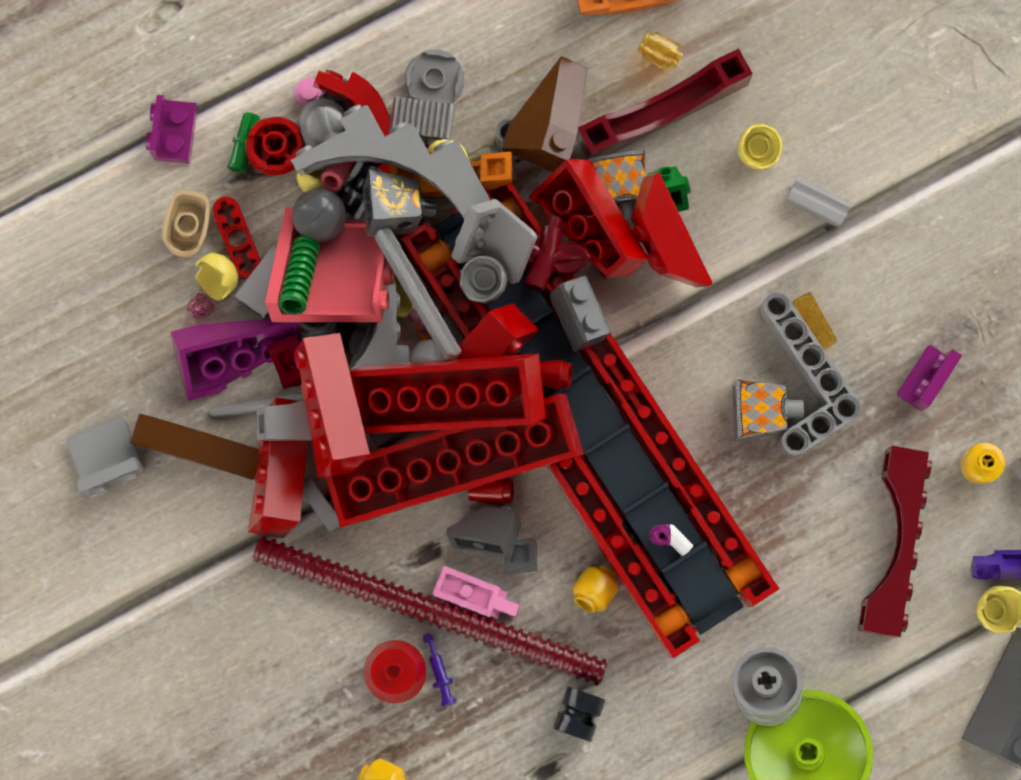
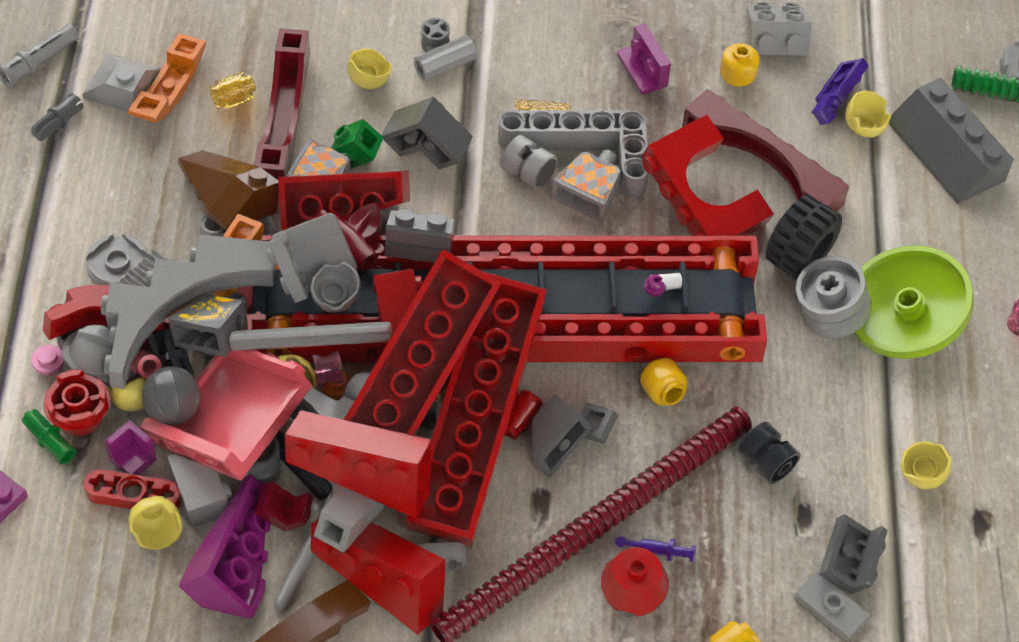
camera: 60 degrees left, 25 degrees down
(186, 223) = (87, 517): tan piece -> none
(200, 306) = (171, 555): clear pink hinge -> none
(267, 214) = (130, 449): none -> magenta panel
(299, 275) = (218, 430): green piece -> none
(473, 594) = (604, 478): bright pink hinge -> none
(665, 235) = (385, 148): red wedge -> none
(719, 241) = (429, 129): none -> dark grey brick
(746, 355) = (533, 164): none -> light grey wheel
(812, 628) = (803, 235): none -> black tyre
(814, 469) = (668, 164): none -> red arch
(840, 172) = (434, 33): none -> dark grey wheel

